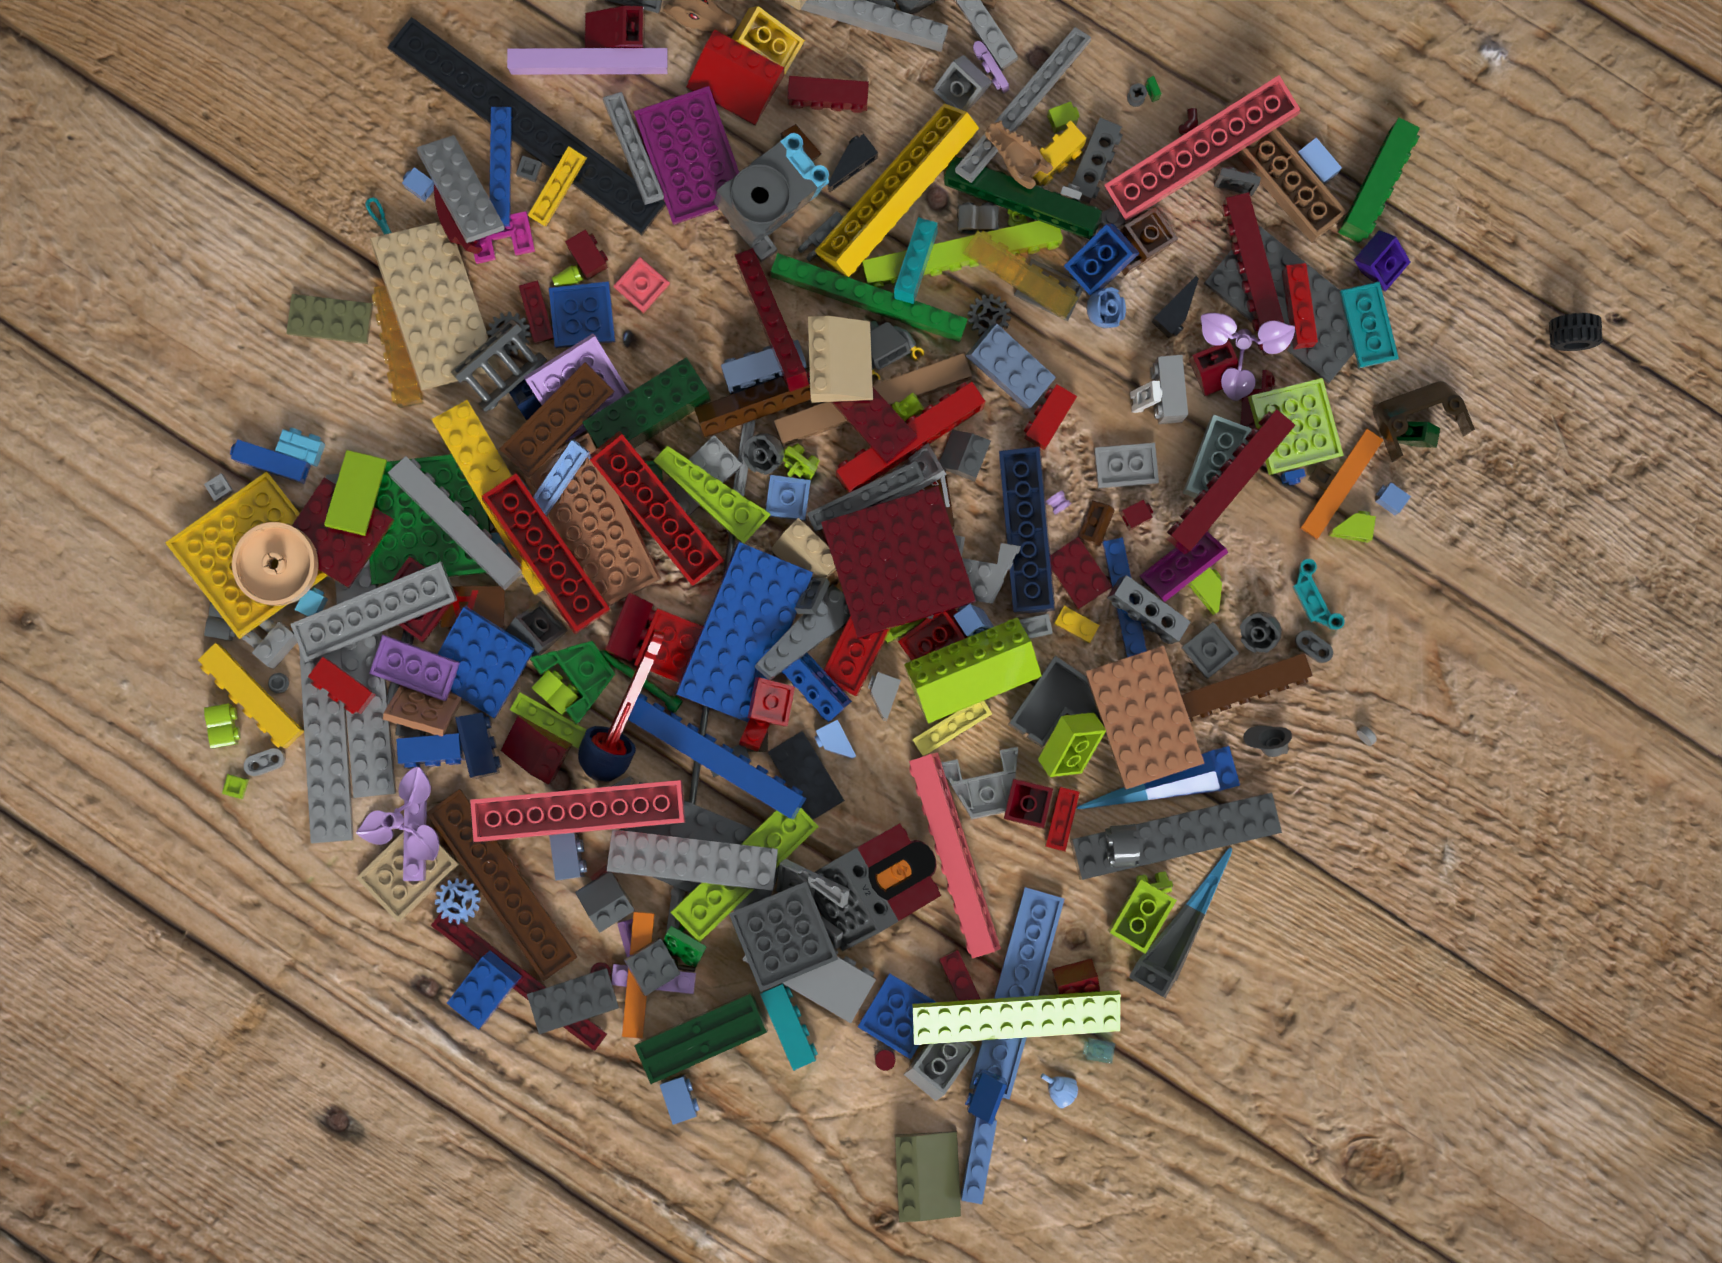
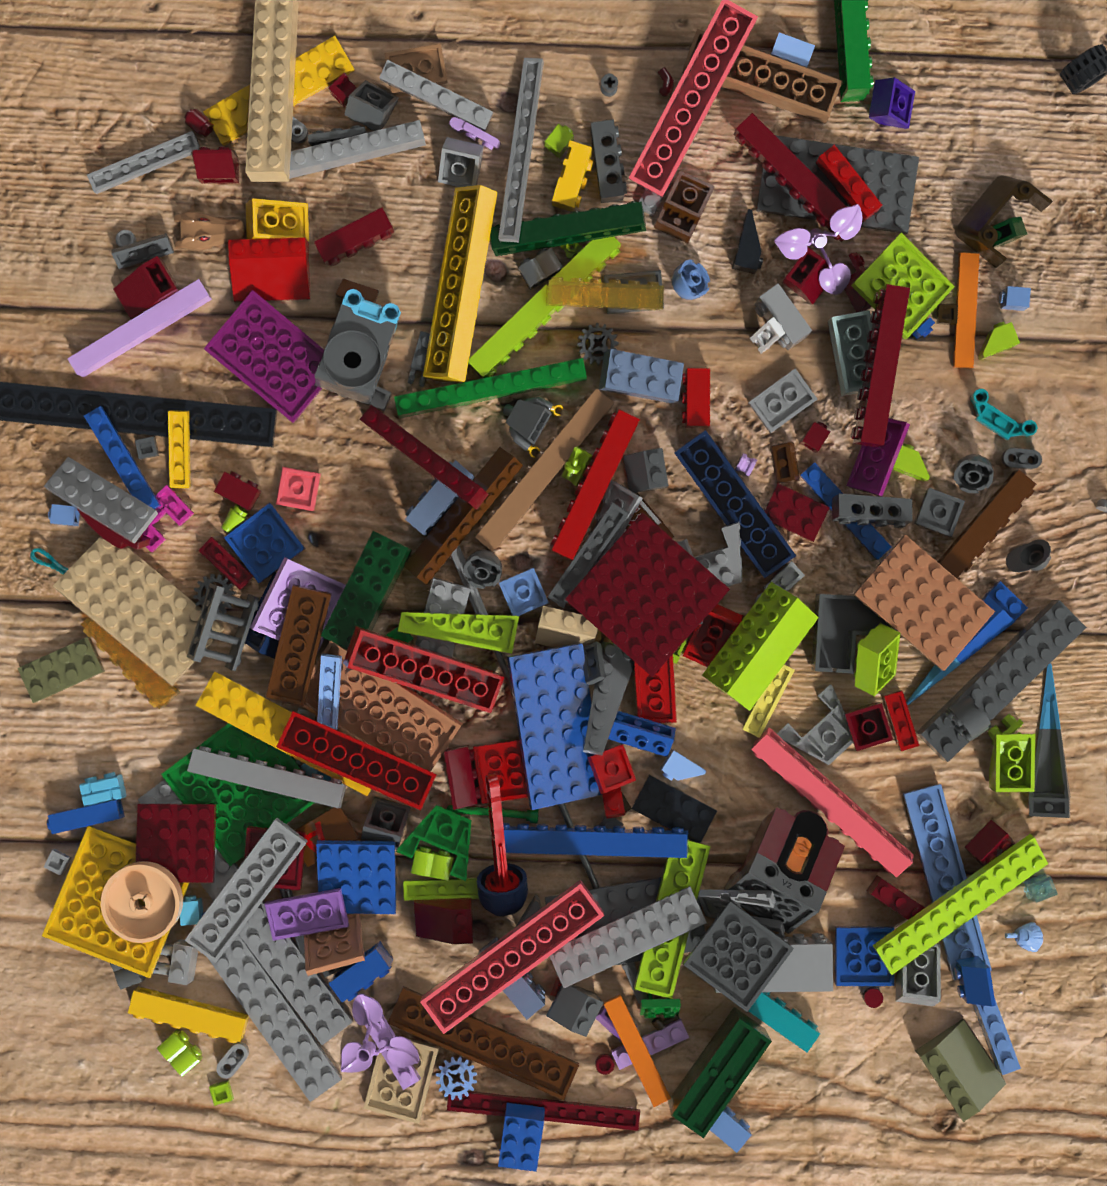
camera: 20 degrees left, 5 degrees up
(278, 683) = (204, 989): dark grey plate -> none
(341, 686) = (256, 964): red brick -> none
(355, 492) = (171, 802): lime tile -> none
(478, 745) = (396, 945): dark blue slope -> none
(572, 1001) = (597, 1102): dark grey plate -> none
(633, 148) = (222, 379): light grey tile -> none
(652, 966) = (645, 1039): dark grey plate -> none
(798, 464) = (514, 560): lime hips -> none
(839, 359) = (500, 456): tan slope -> none
(854, 159) = (409, 276): black slope -> none
(877, 425) = (541, 483): dark red plate -> none
(883, 693) = (698, 706): light grey slope -> none
(915, 260) = (512, 335): teal brick -> none
(972, 620) = (736, 605): medium blue brick -> none
(1018, 154) = (544, 195): medium nougat animal -> none
(1071, 191) = (605, 199): light grey plate -> none
(1076, 624) = (818, 555): yellow plate -> none
(1101, 259) = (663, 241): blue brick -> none
(1153, 89) = (619, 71): green tile -> none
(1237, 181) = (735, 109): dark grey plate -> none
(1369, 325) = (913, 165): teal tile -> none

